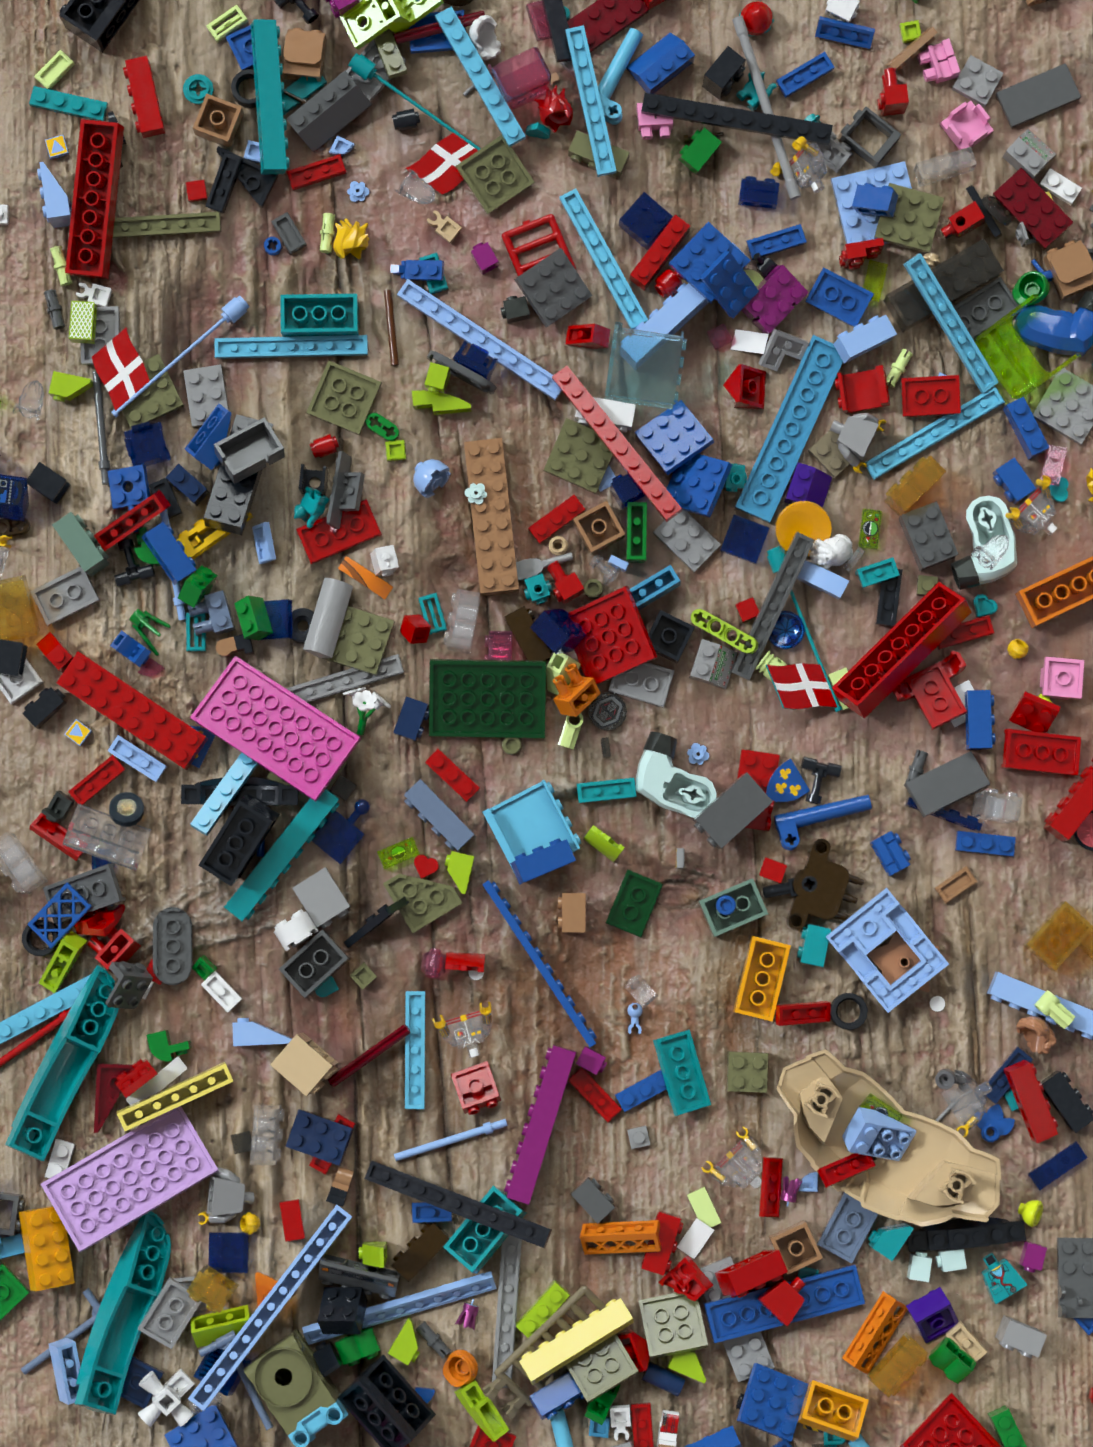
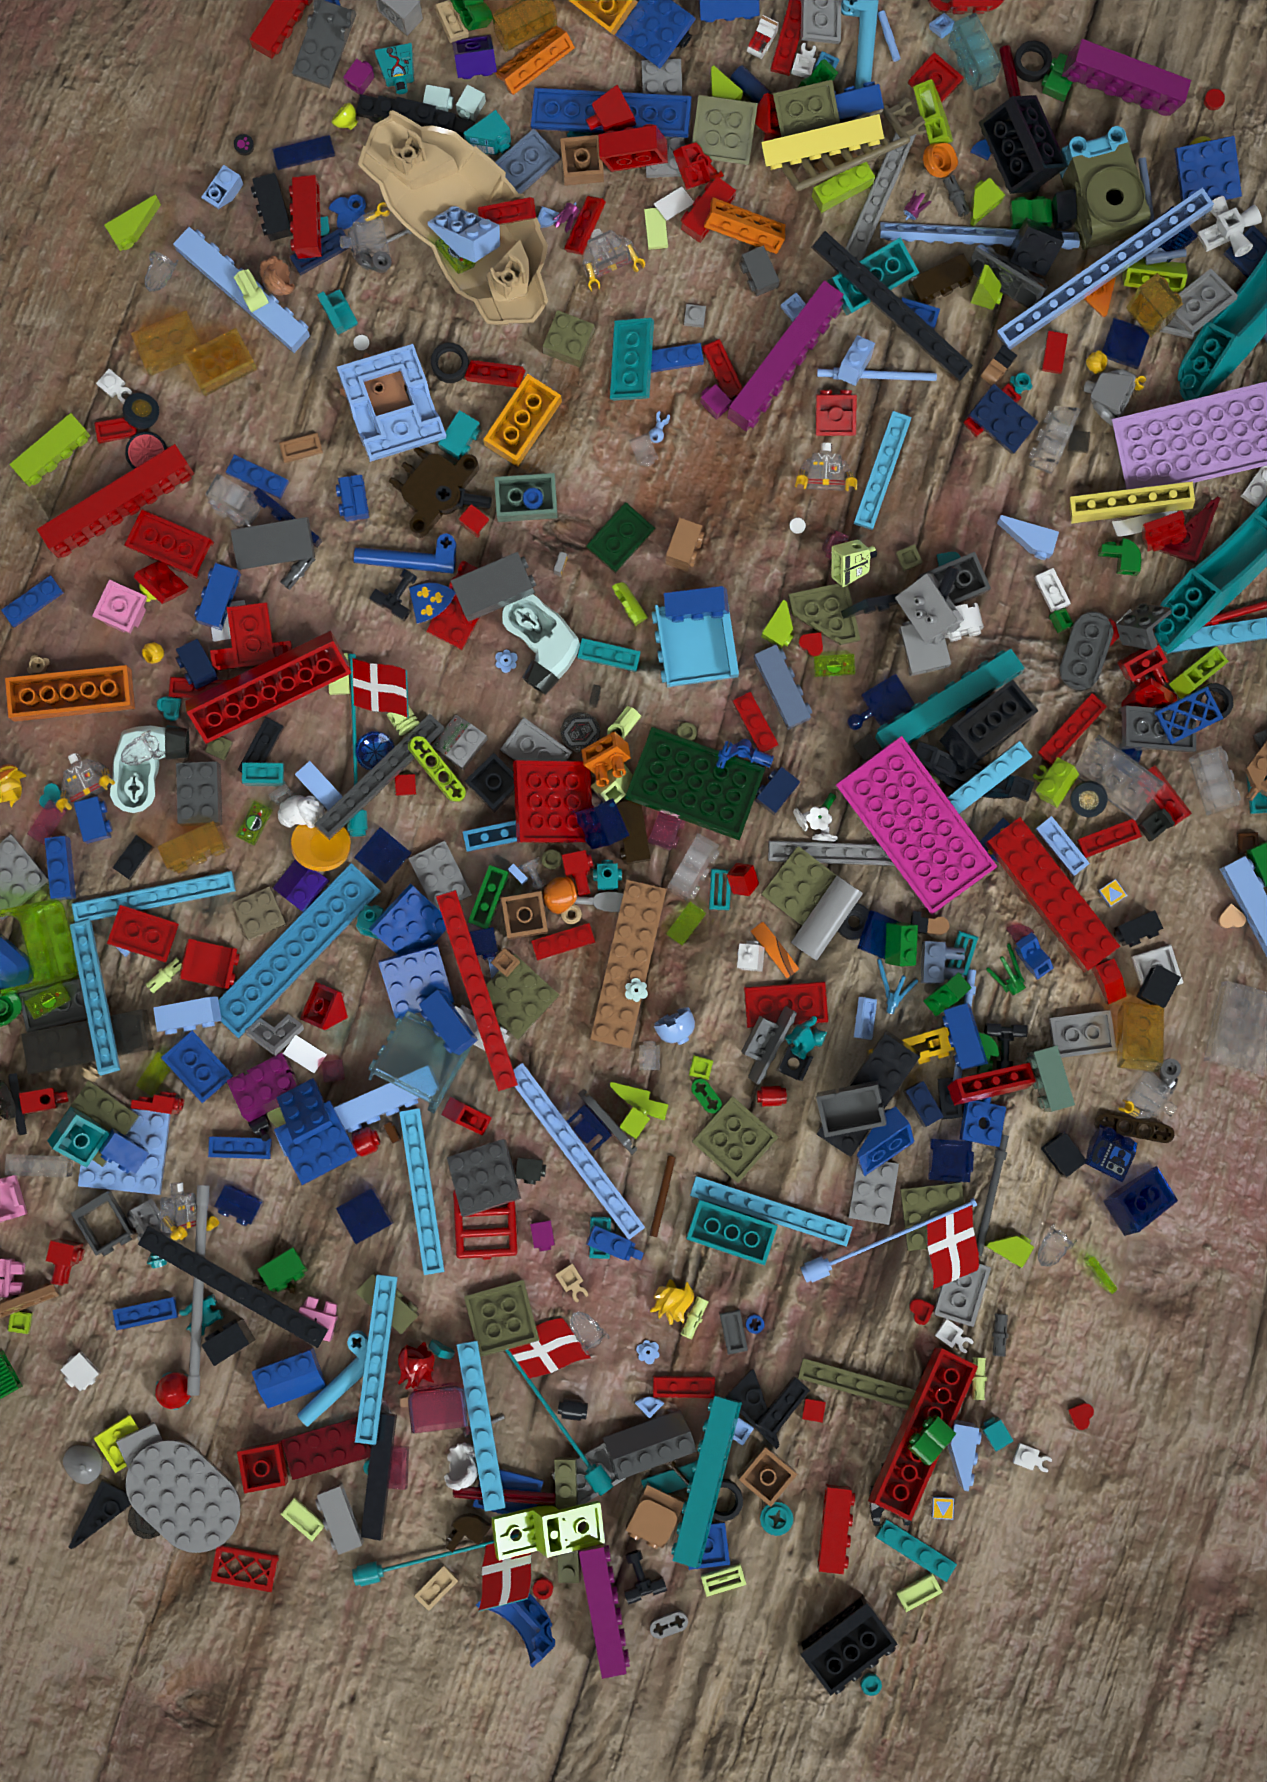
camera: 165 degrees left, 0 degrees up
(30, 224) = (996, 1433): none -> teal brick
(83, 322) = (976, 1308): lime panel -> none
(85, 192) = (931, 1439): none -> green brick
(130, 307) = (922, 1310): none -> red tile
(161, 814) = (1056, 781): none -> lime brick
(162, 868) = (1072, 729): none -> red plate
(243, 571) = (894, 998): none -> dark azure plant
(305, 1064) = (996, 484): tan brick -> none
(313, 1185) = (1024, 379): none -> teal plate
(327, 929) = (930, 607): none -> light grey piece
(369, 1055) = (929, 479): dark red axle -> none
(415, 951) = (851, 561): none -> yellowish green torso
(444, 443) = (649, 1056): none -> clear brick
(452, 572) = (686, 923): none -> clear neon green tile
(453, 746) = (744, 750): none -> blue pin
(465, 961) = (804, 535): red slope -> none
(474, 1143) = (856, 360): none -> light blue brick
(545, 970) = (734, 519): blue plate -> none
(549, 1178) = (793, 306): none -> light blue tile
(574, 556) = (559, 894): none -> orange hat
(601, 480) = (505, 962): none -> medium nougat plate
(632, 407) = (447, 1022): none -> blue brick
(648, 300) = (392, 1132): none -> reddish brown tile
(659, 252) = (362, 1177): red brick -> none
(845, 32) = (88, 1343): blue plate -> none
(856, 437) = (233, 916): light grey torso -> none
(919, 197) = (78, 1137): none -> teal slope
(966, 461) = (133, 857): none -> black plate
(969, 1024) = (338, 311): none -> teal panel
(974, 650) = (196, 664): none -> dark blue brick
(992, 309) = (47, 1000): none -> clear neon green tile

